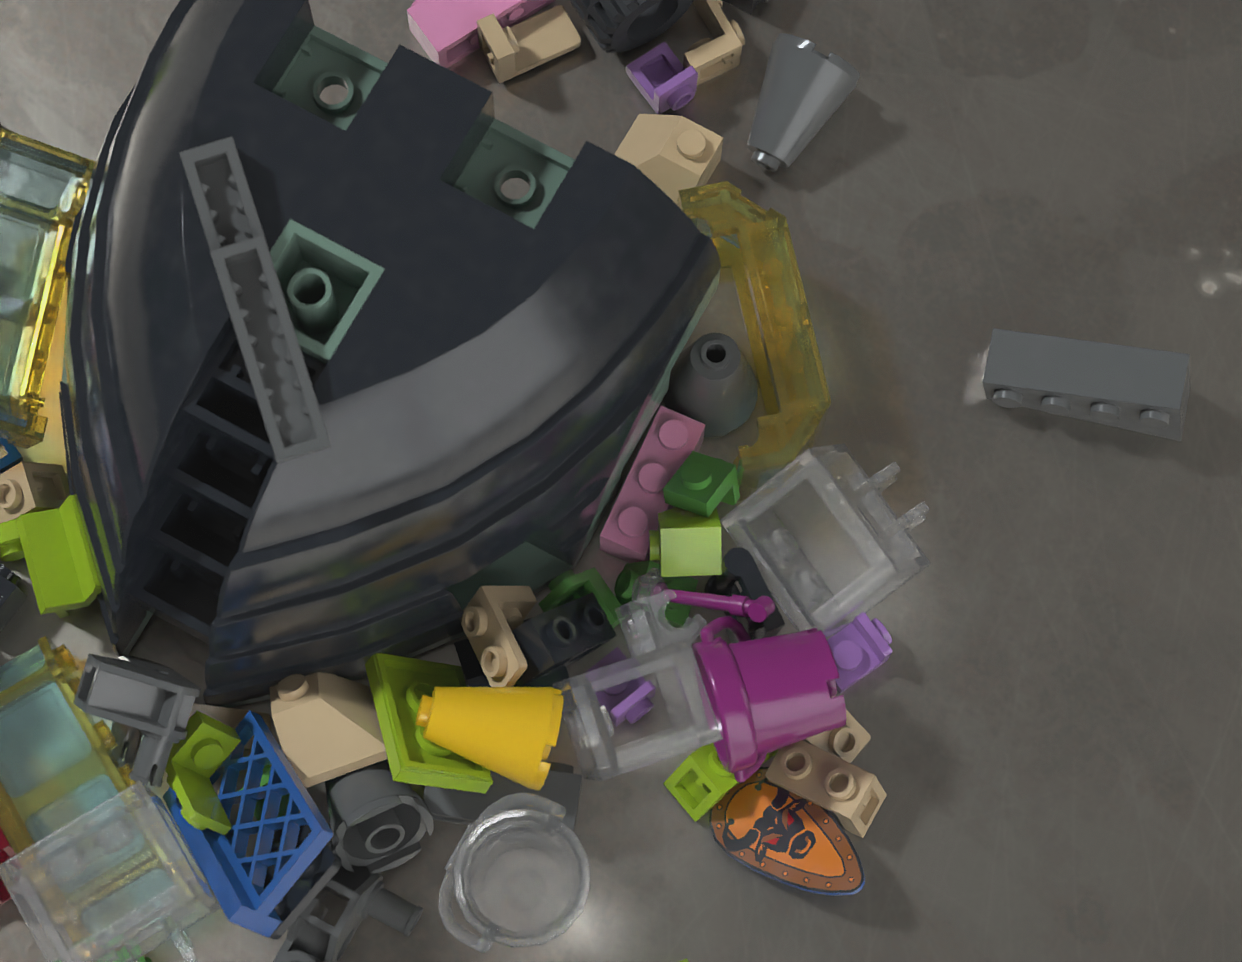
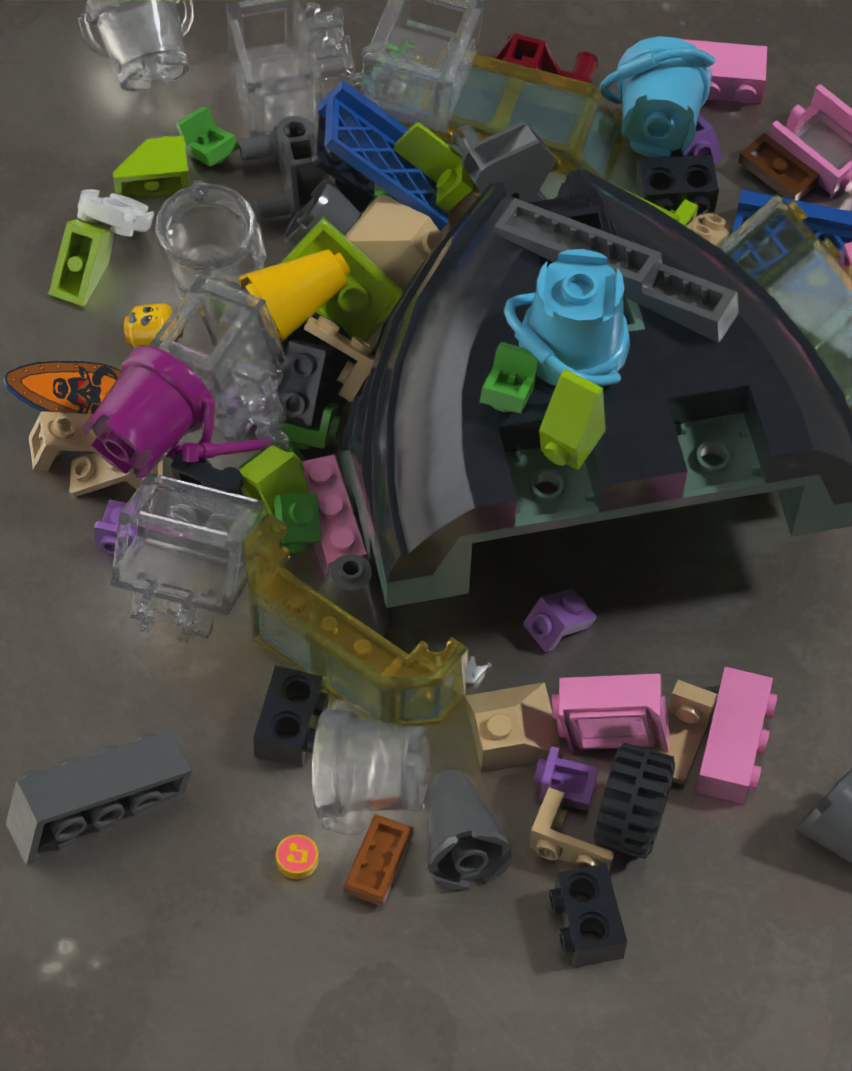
camera: 140 degrees right, 15 degrees down
(376, 244) = (574, 319): none -> medium azure piece
(478, 141) = (572, 420): none -> lime slope
(489, 245) = (510, 379): none -> bright green bracket
(579, 81) = (611, 711): none -> bright pink window
(644, 854) = (145, 323): none -> yellow head
(838, 196) = (366, 766): none -> clear piece
(861, 333) = (283, 715): none -> black brick
(883, 141) = (378, 860): none -> dark orange plate
(949, 203) = (297, 856): none -> tile

